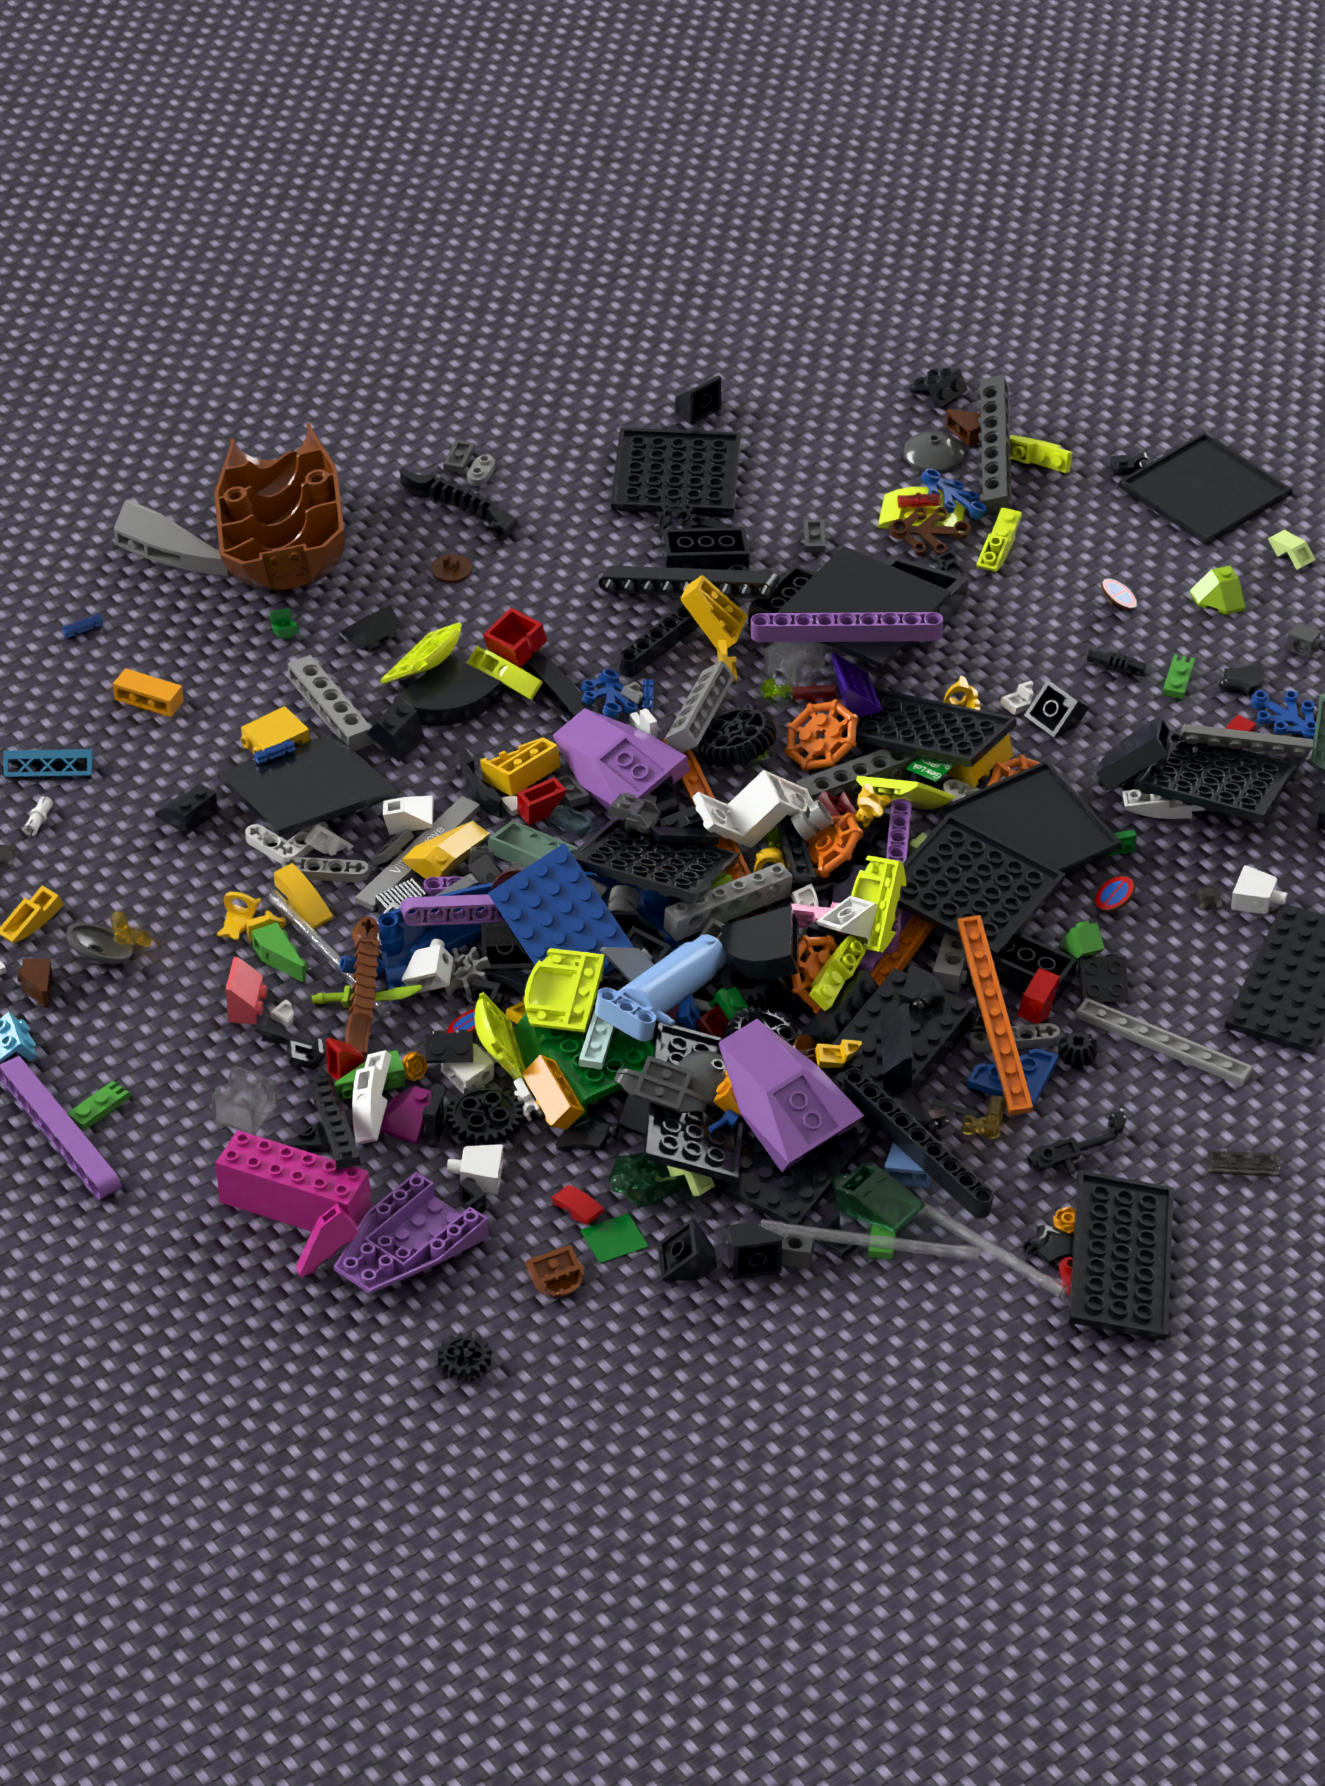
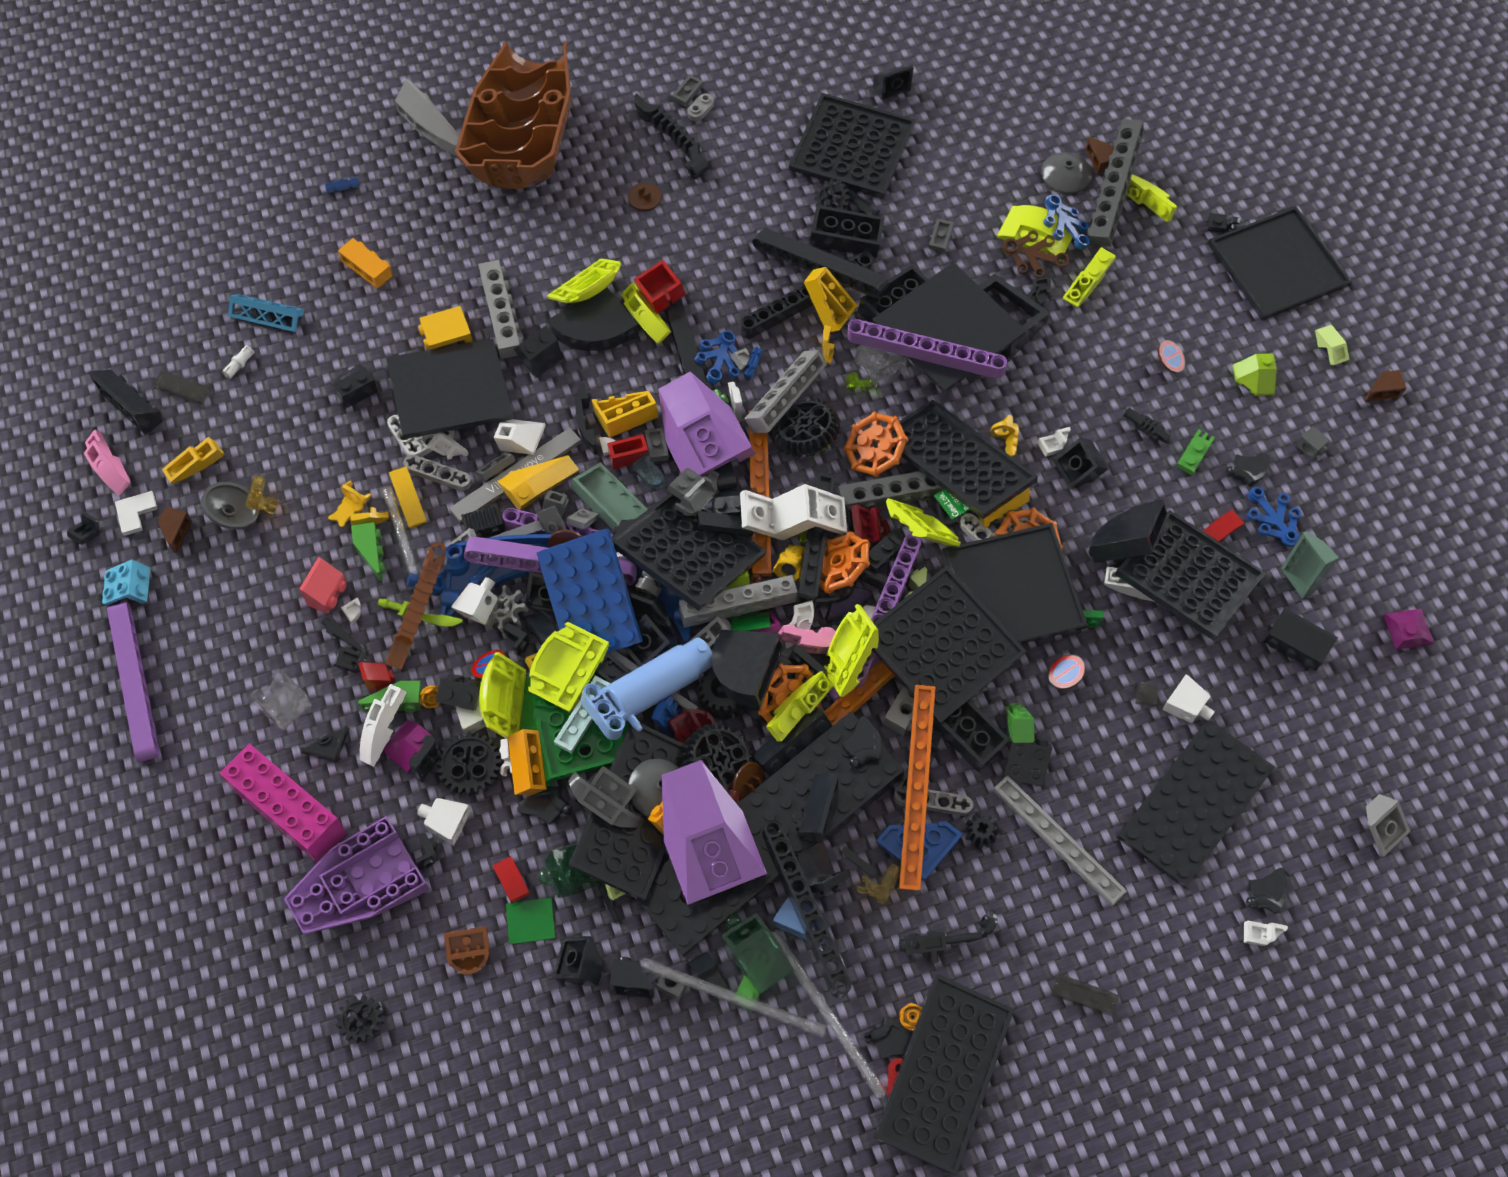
camera: 15 degrees right, 20 degrees up
(98, 1105) = (174, 664): bright green hinge -> none
(274, 752) = (435, 349): blue axle -> none
(283, 624) = (492, 222): green bracket -> none
(328, 1235) = (290, 867): dark pink slope -> none
(334, 1122) = (335, 752): black plate -> none
(373, 628) = (559, 243): black slope -> none
(628, 961) = (628, 650): light grey slope -> none
(729, 1001) = (700, 712): green bracket -> none
(729, 1118) = (658, 837): blue hand -> none
(812, 820) = (833, 537): light grey wheel -> none
(828, 691) = (887, 393): clear red pin -> none
(836, 1055) = (770, 792): yellow slope -> none
(851, 917) = (826, 655): white slope -> none
(855, 687) = (919, 403): dark purple slope -> none
(870, 805) = (886, 535): yellow animal -> none
(918, 500) = (1034, 224): clear red pin -> none
(942, 384) = (1093, 109): black bracket -> none
(1039, 997) = (964, 771): red slope -> none
(1244, 739) = (1236, 542): light grey plate -> none

